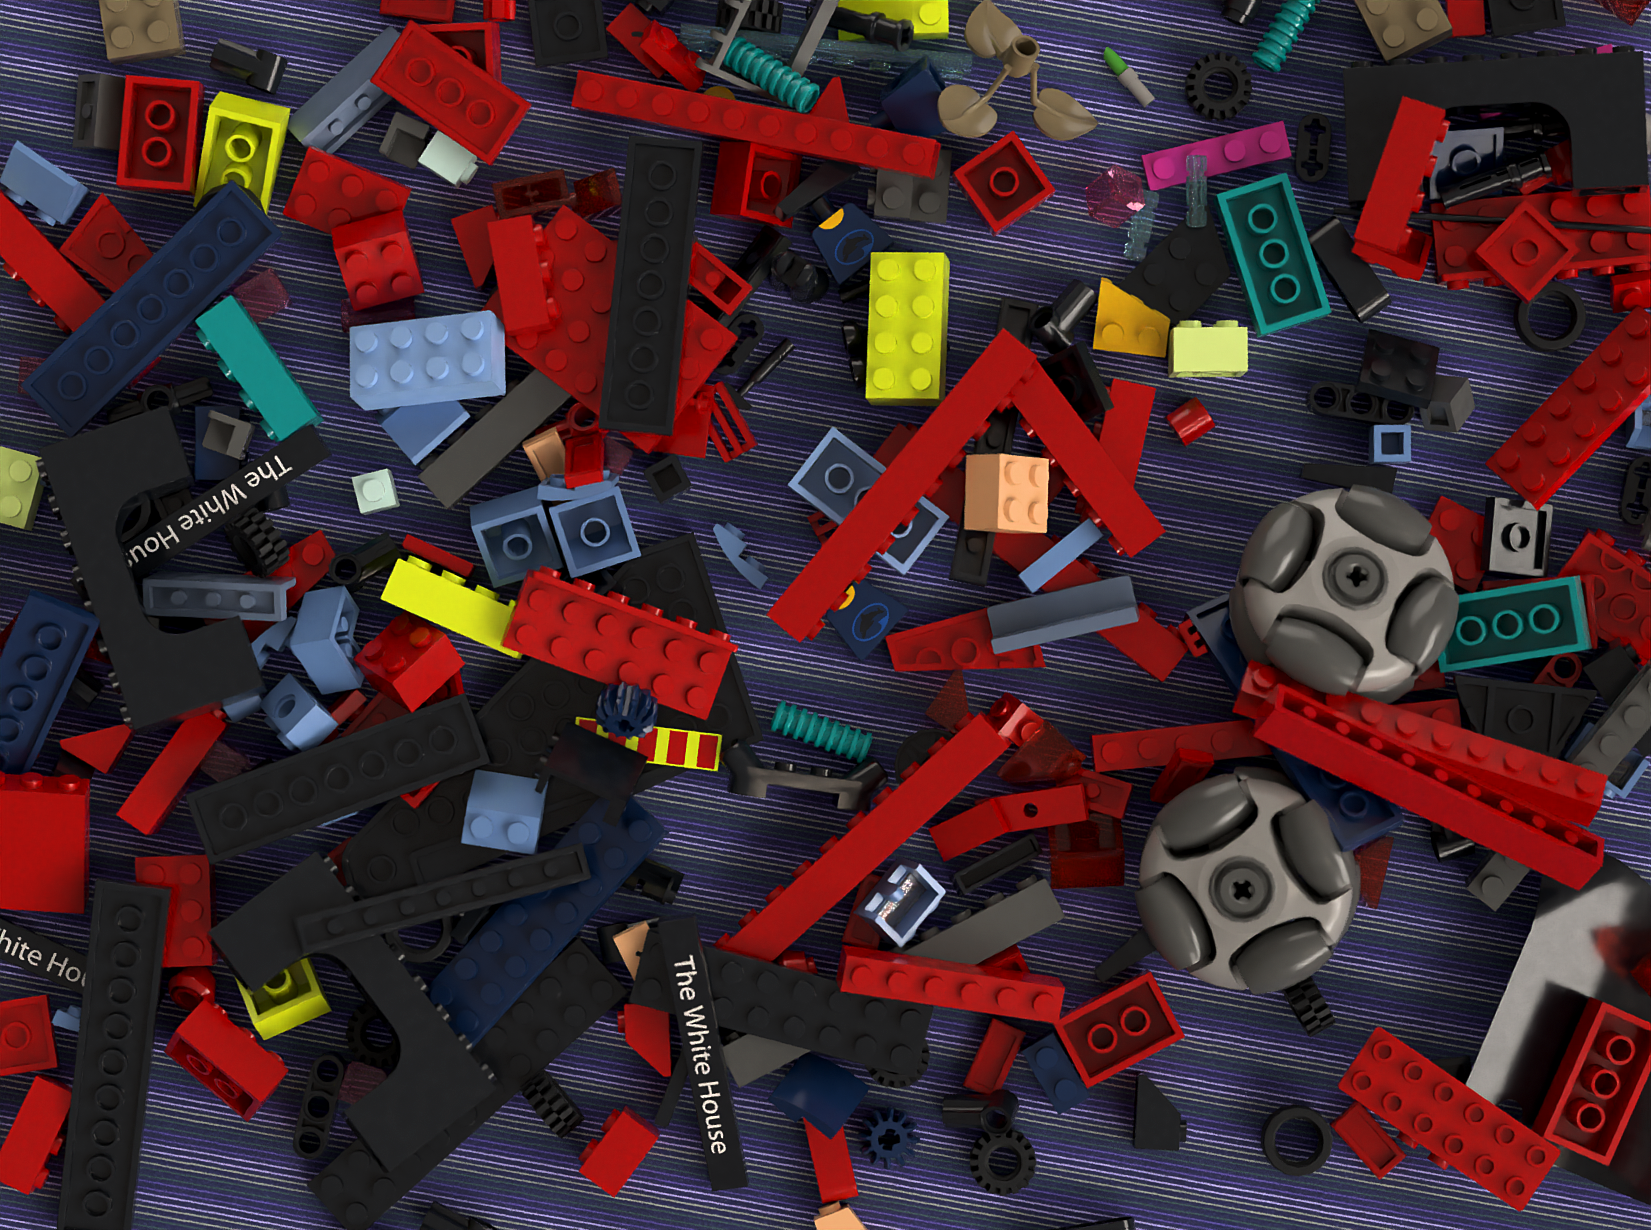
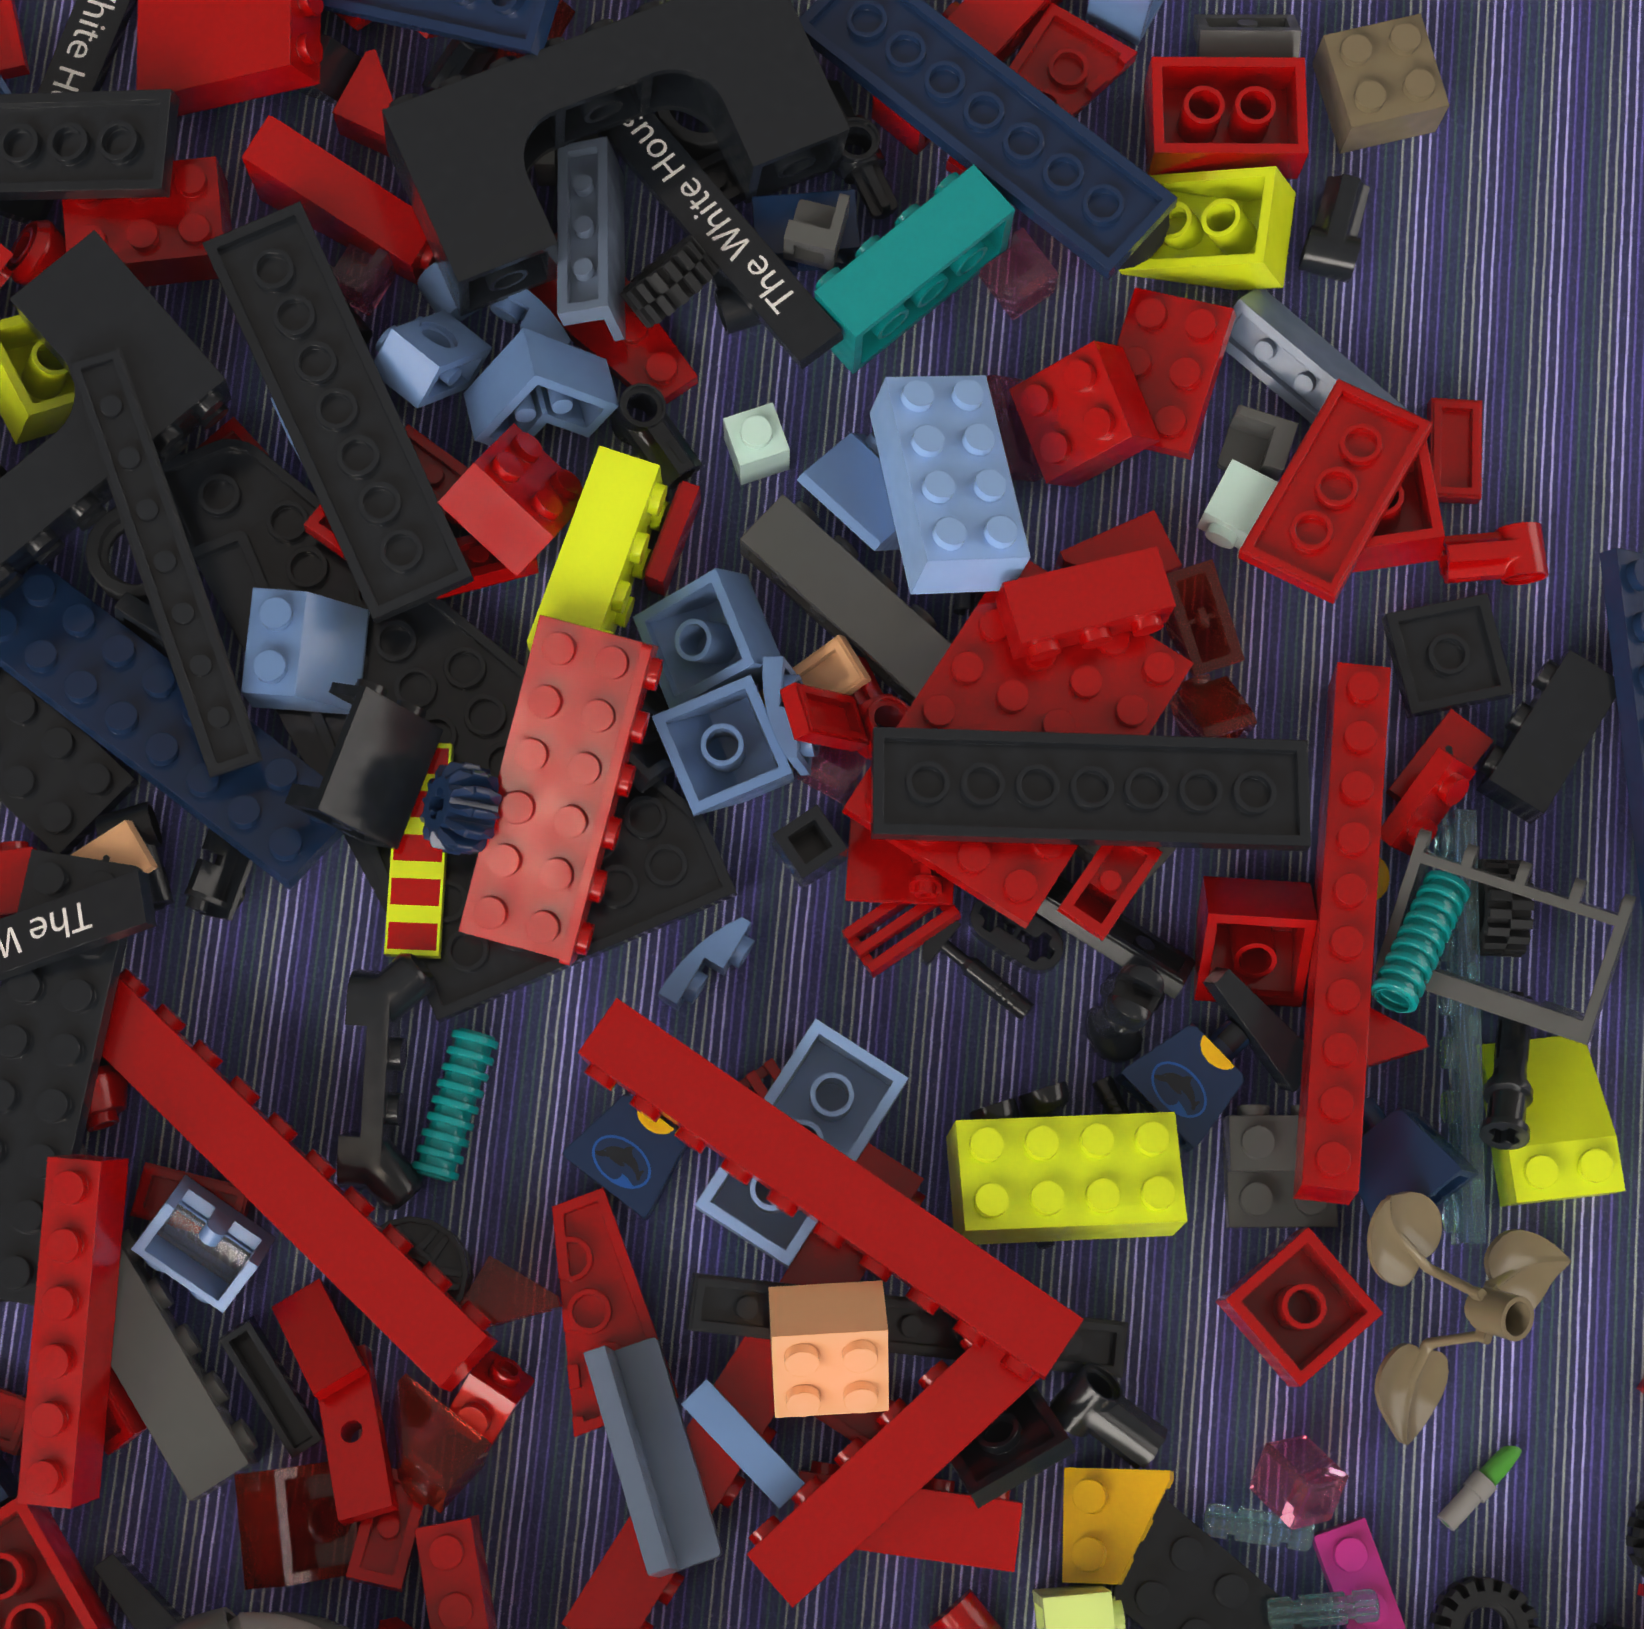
camera: 85 degrees right, 10 degrees down
(345, 707) = (448, 430): red plate -> none

